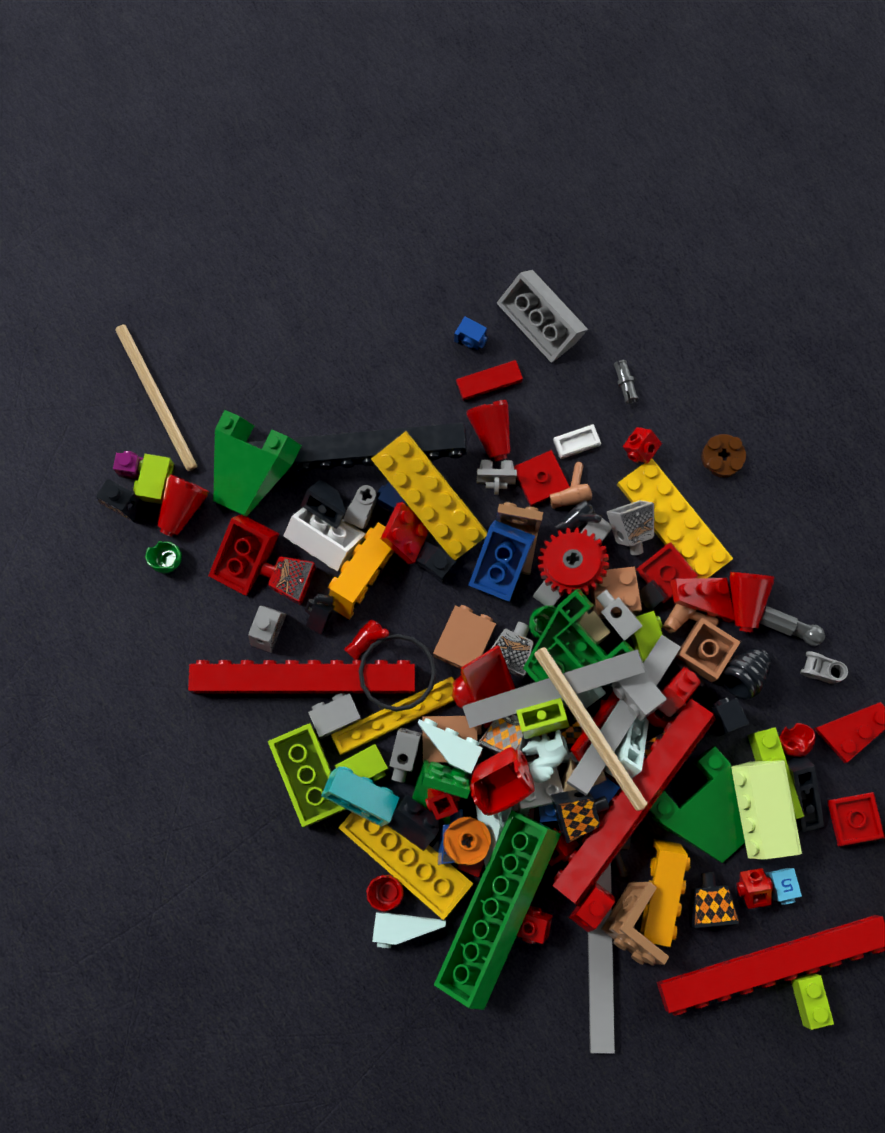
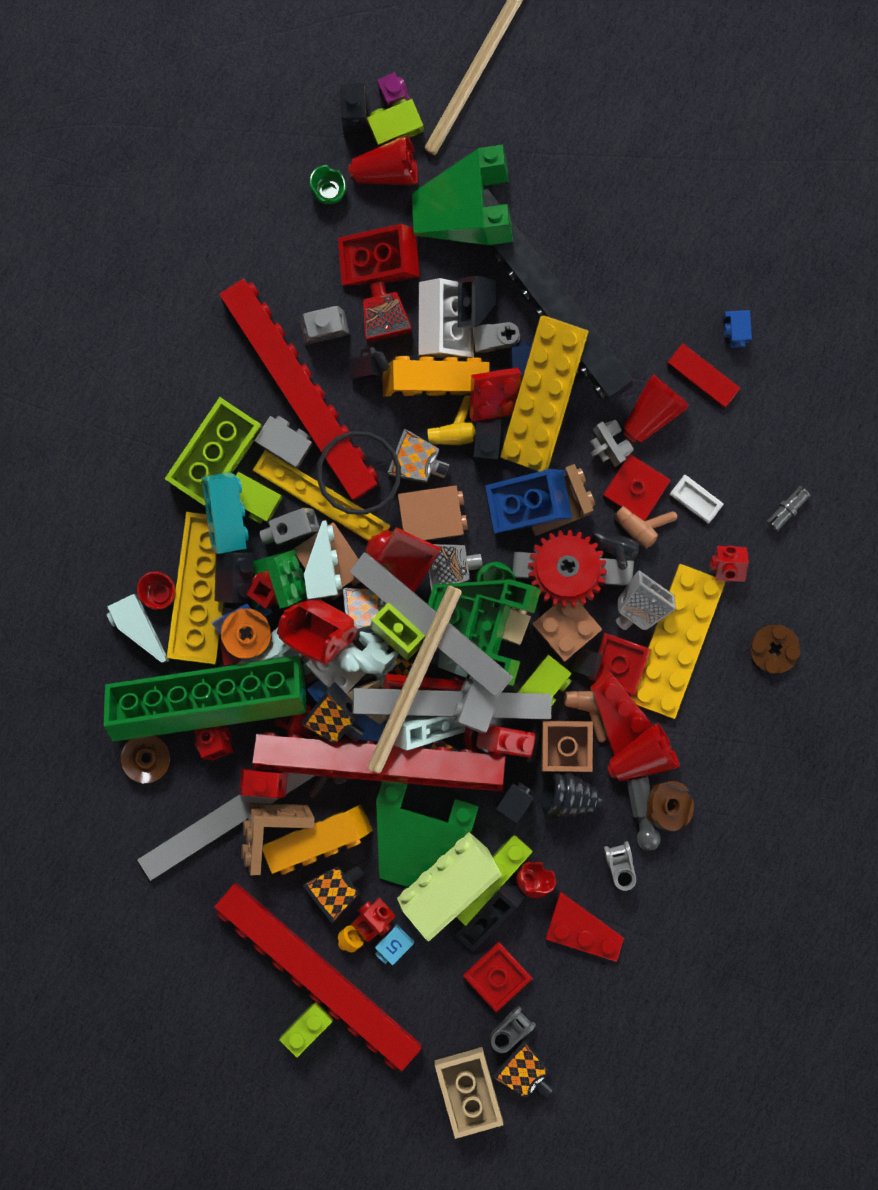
camera: 60 degrees right, 10 degrees up
(366, 636) = (373, 422): red piece -> none
(414, 583) = (455, 433): none -> yellow piece
(415, 622) = (417, 459): none -> torso
(523, 999) = (135, 766): none -> reddish brown dish
(541, 315) = (803, 383): light grey slope -> none
(626, 623) = (540, 653): light grey torso -> none
(759, 917) = (350, 939): none -> light orange tile
(788, 603) = (657, 806): none -> reddish brown plate

